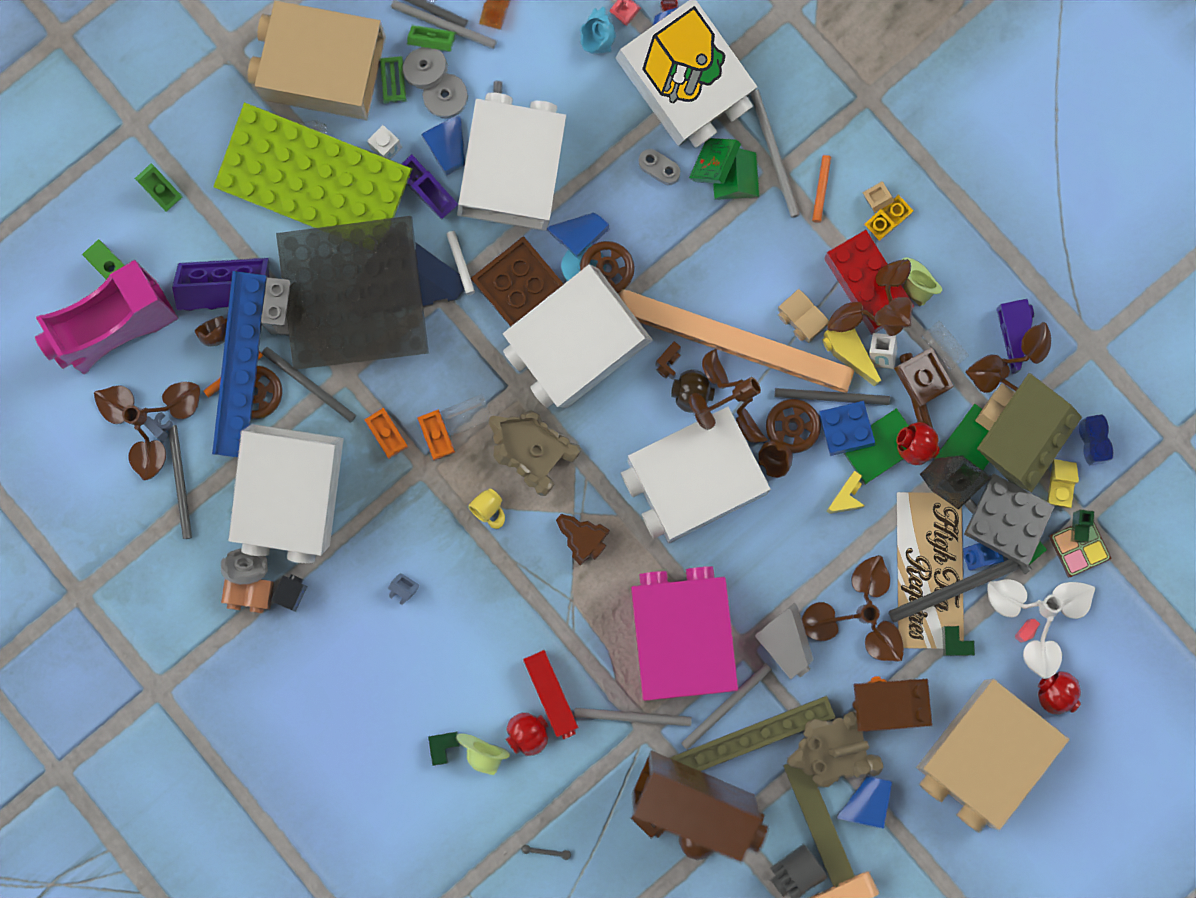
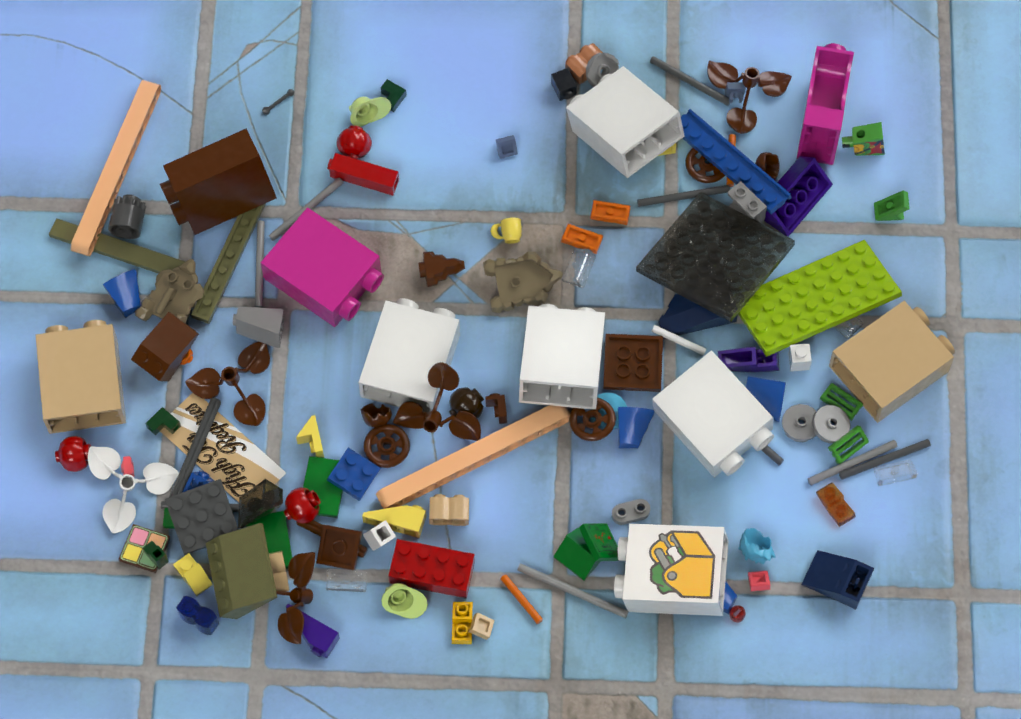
camera: 130 degrees right, 15 degrees down
(832, 396) = (387, 481): dark grey piece -> none
(892, 316) = (390, 529): reddish brown plant -> none

